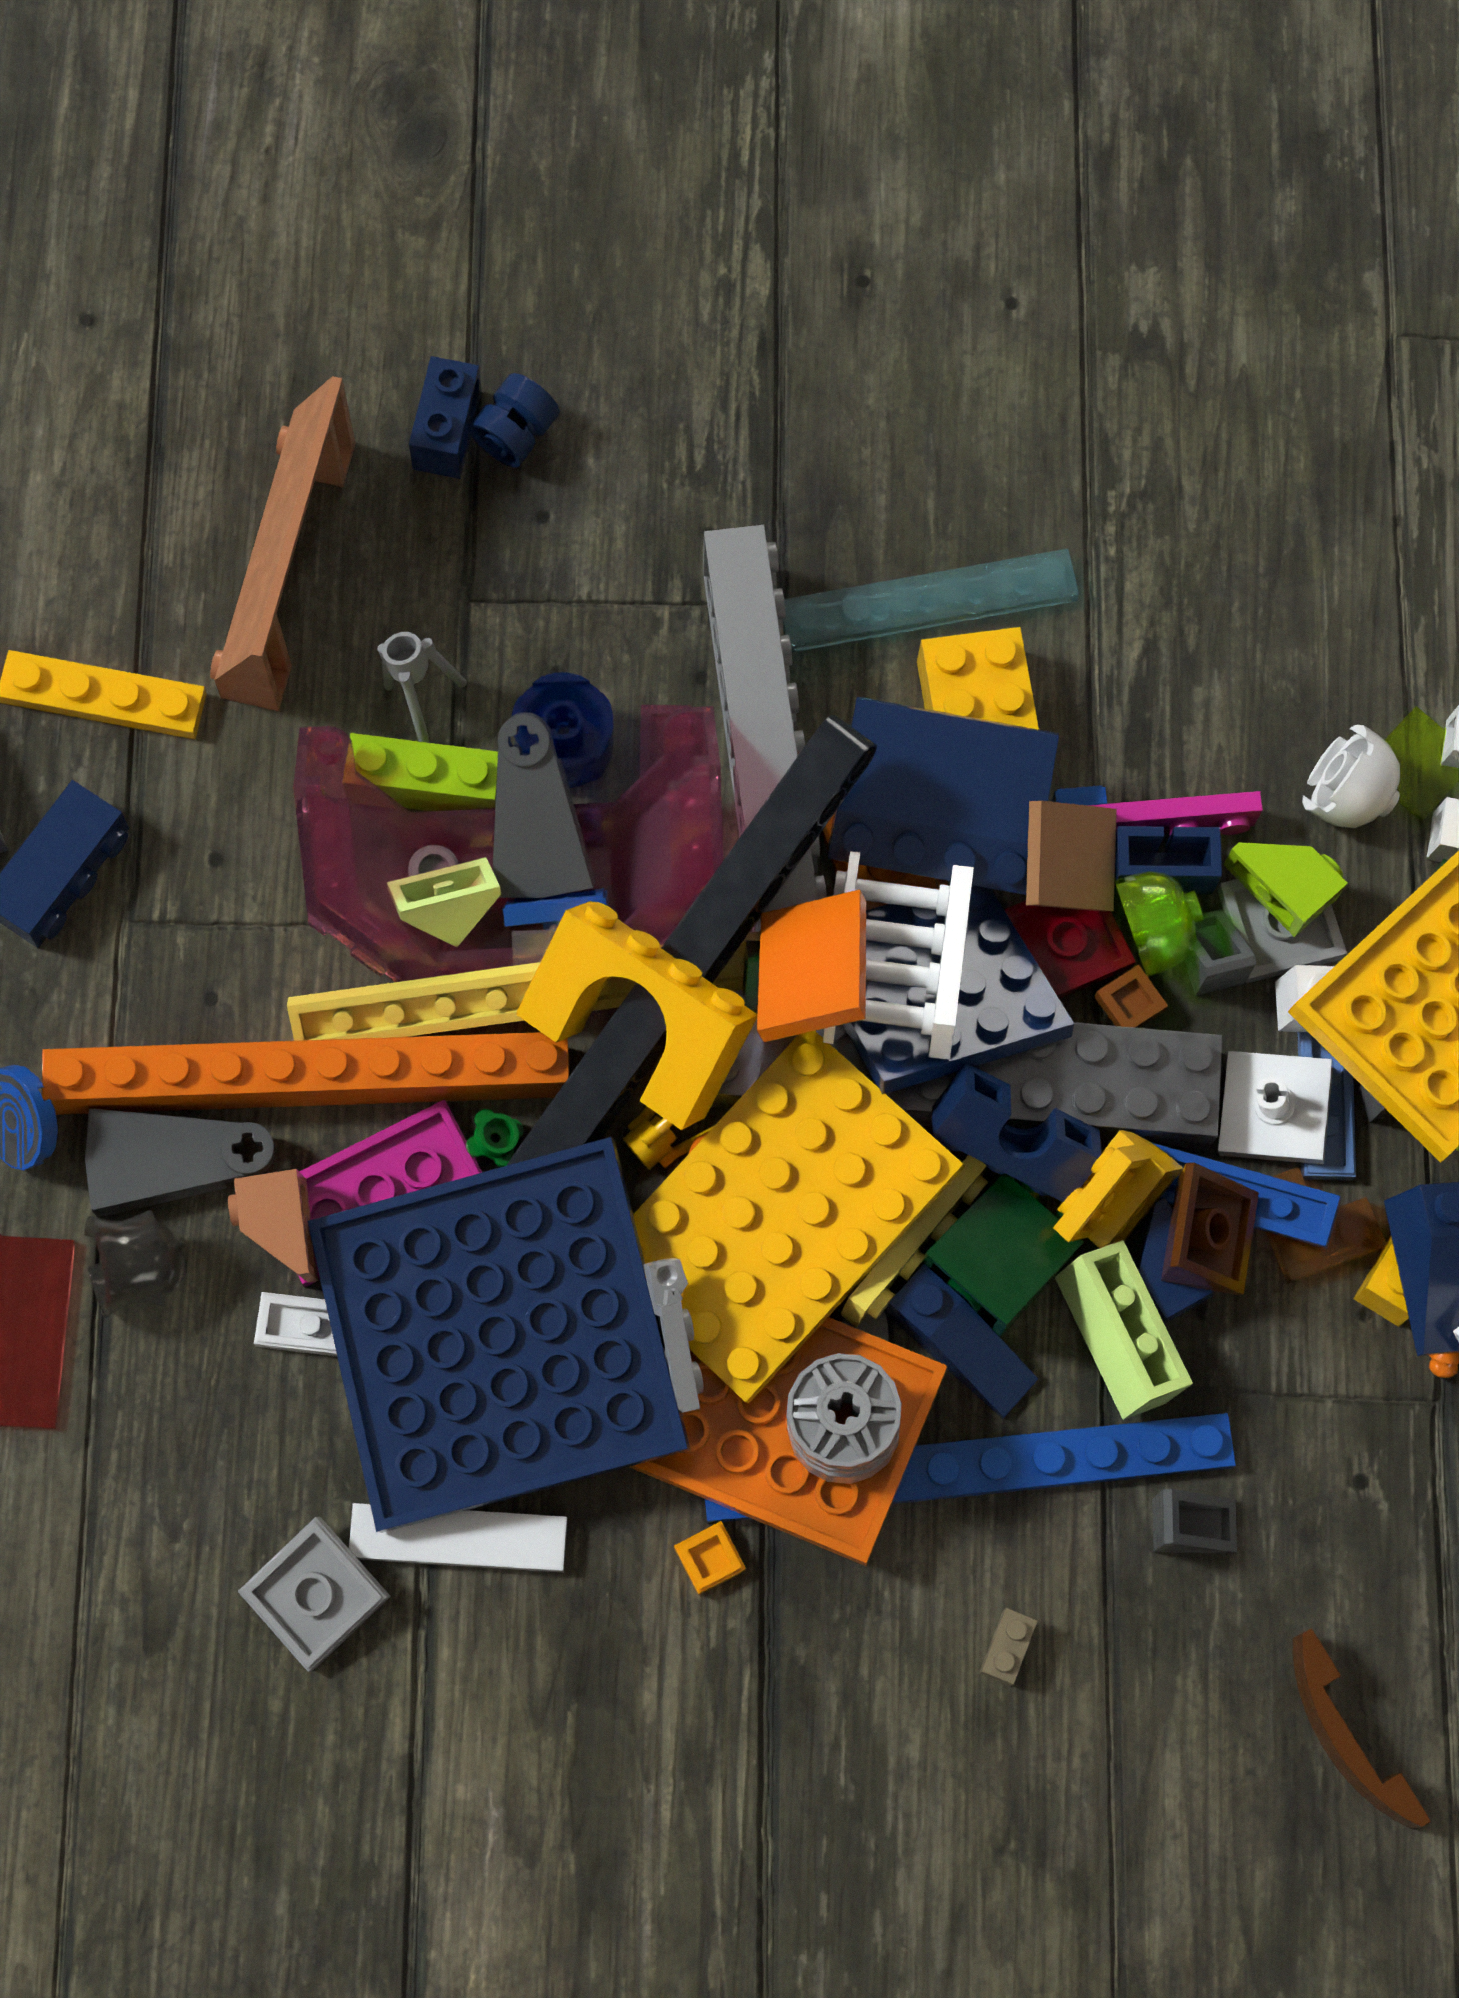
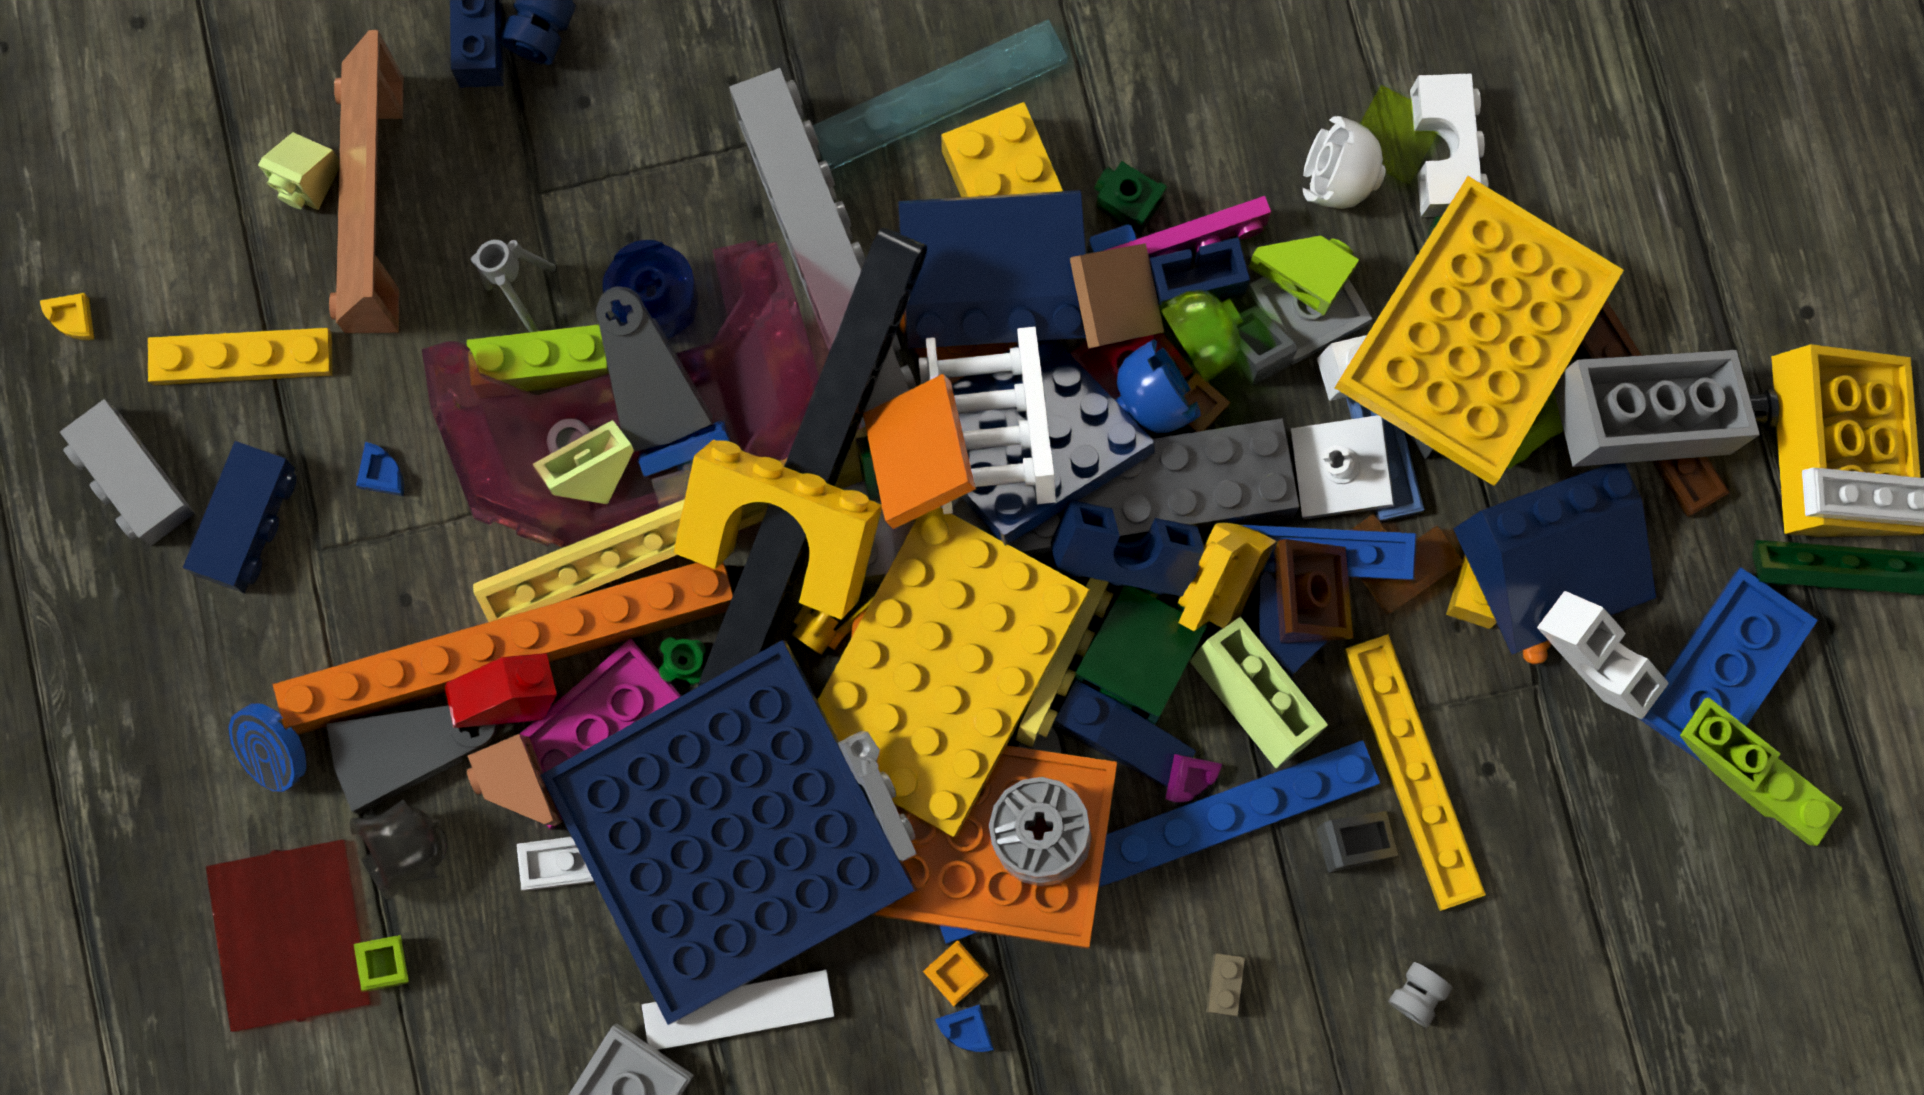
camera: 10 degrees left, 5 degrees up
(79, 1385) = (381, 963): none -> lime brick
(219, 513) = (300, 171): none -> yellowish green slope
(219, 854) = (379, 472): none -> blue tile
(290, 1120) = (502, 692): none -> red slope
(706, 1624) = (966, 1029): none -> blue tile
(1025, 1406) = (1190, 777): none -> magenta tile
(1087, 970) = (1155, 390): none -> blue cylinder
(1112, 772) = (1134, 209): none -> dark green brick
(1225, 1713) = (1414, 1003): none -> light grey wheel
(1276, 1465) = (1414, 772): none -> yellow tile
(1390, 1795) = (1486, 942): reddish brown slope -> none

